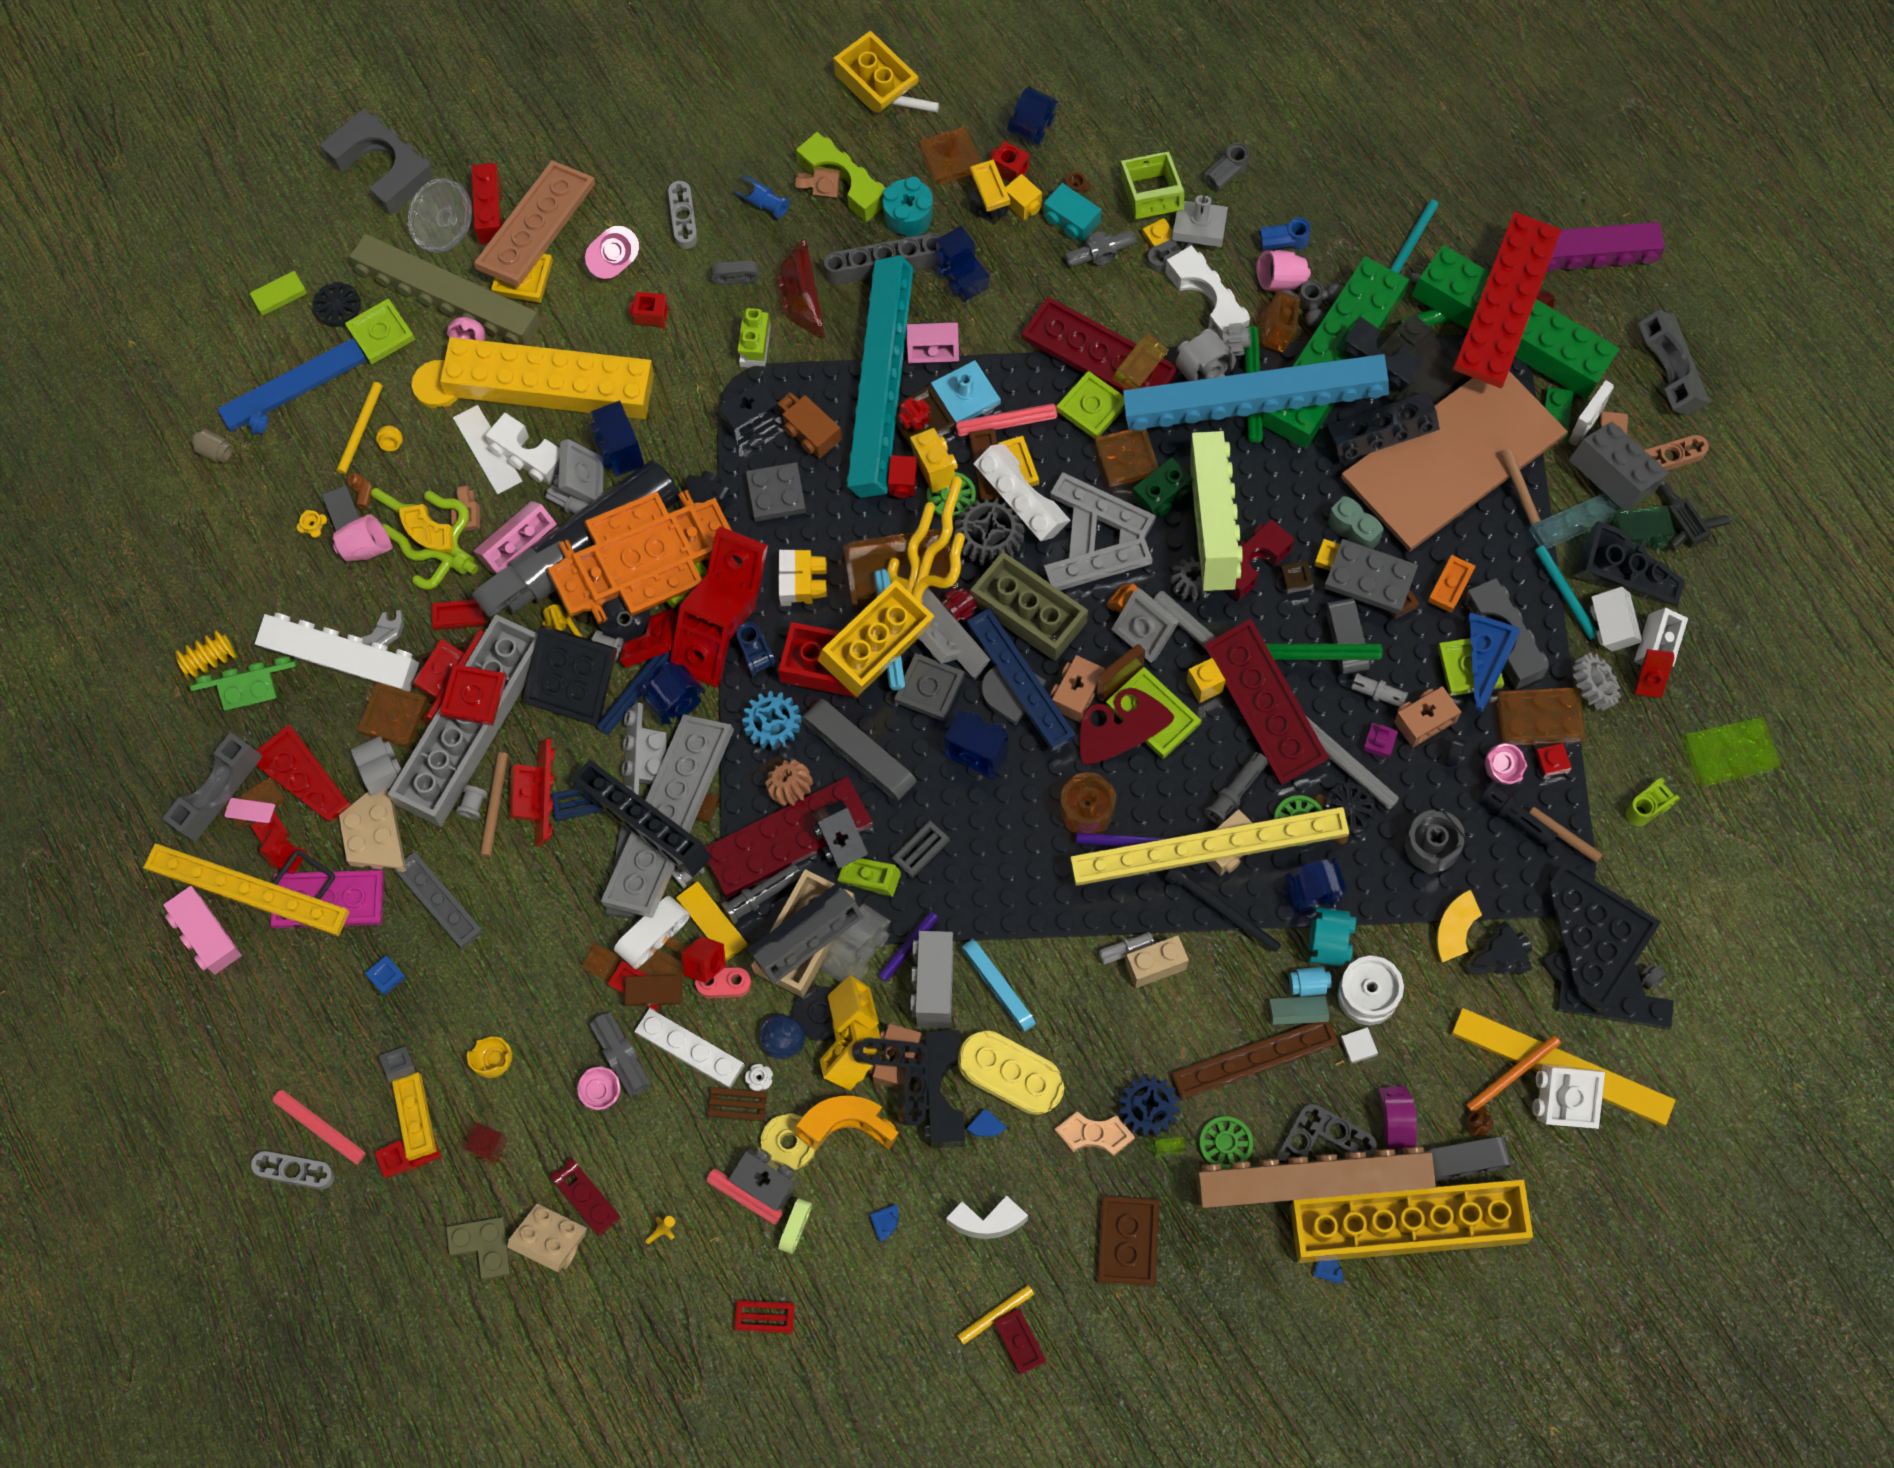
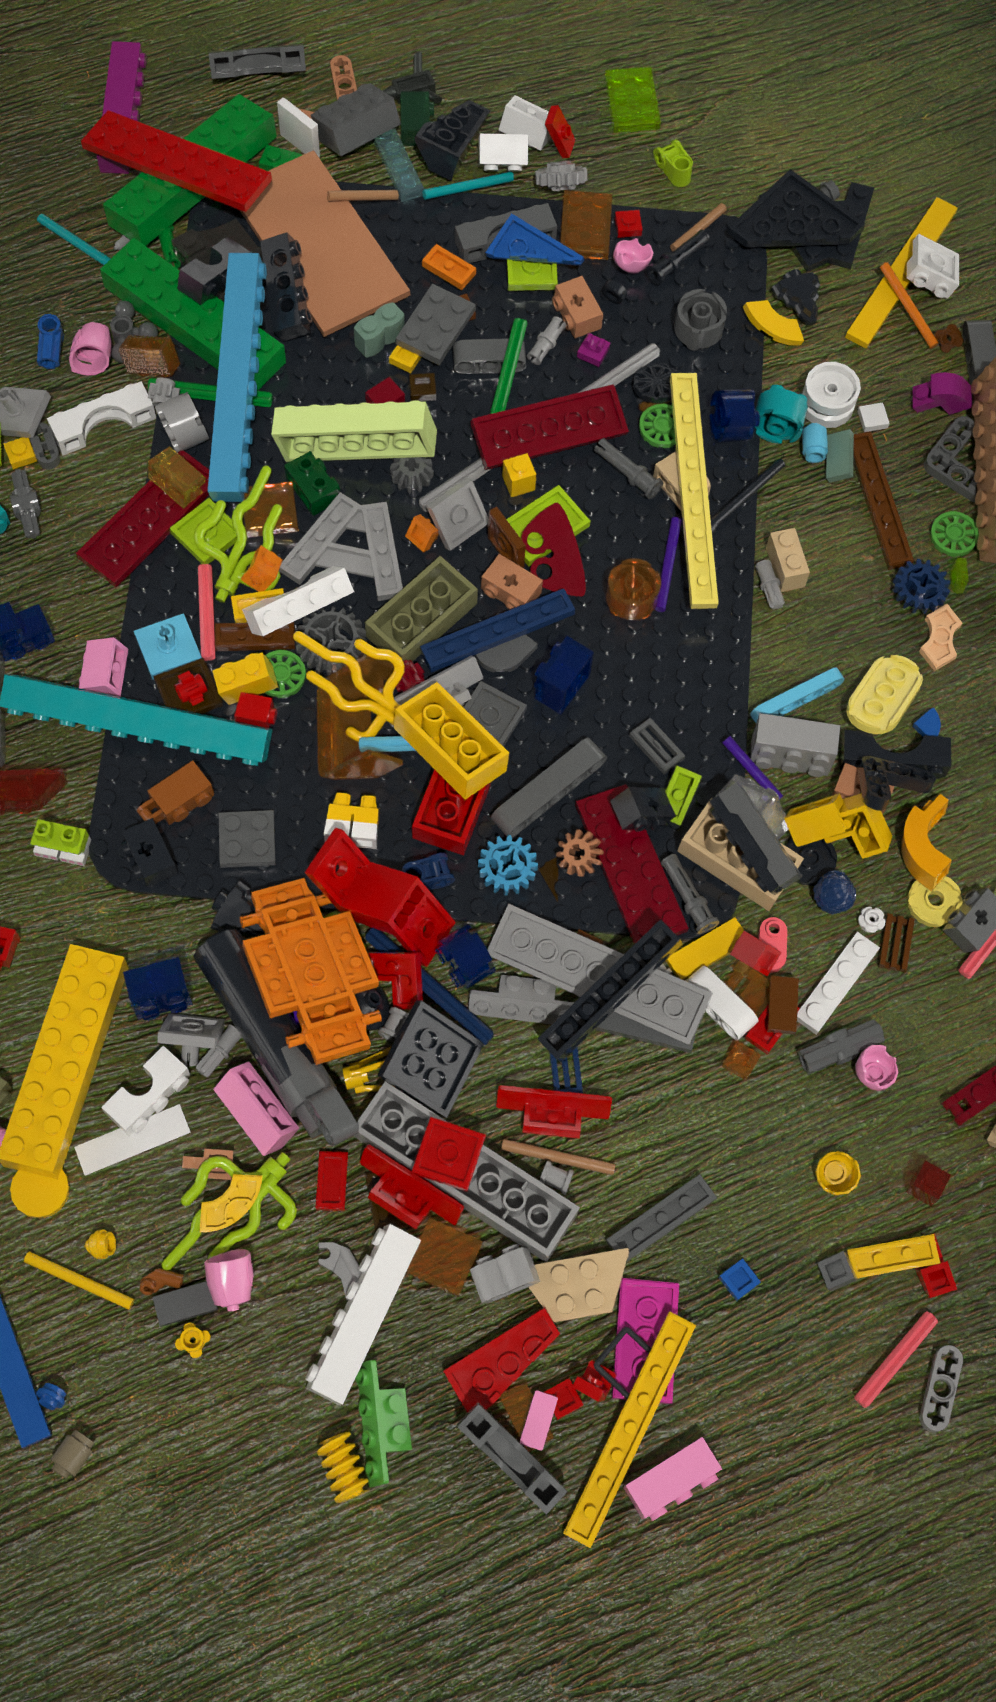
camera: 90 degrees left, 0 degrees up
(1052, 433) = (231, 568): none -> lime plant
(1053, 456) = (262, 569): none -> orange bracket

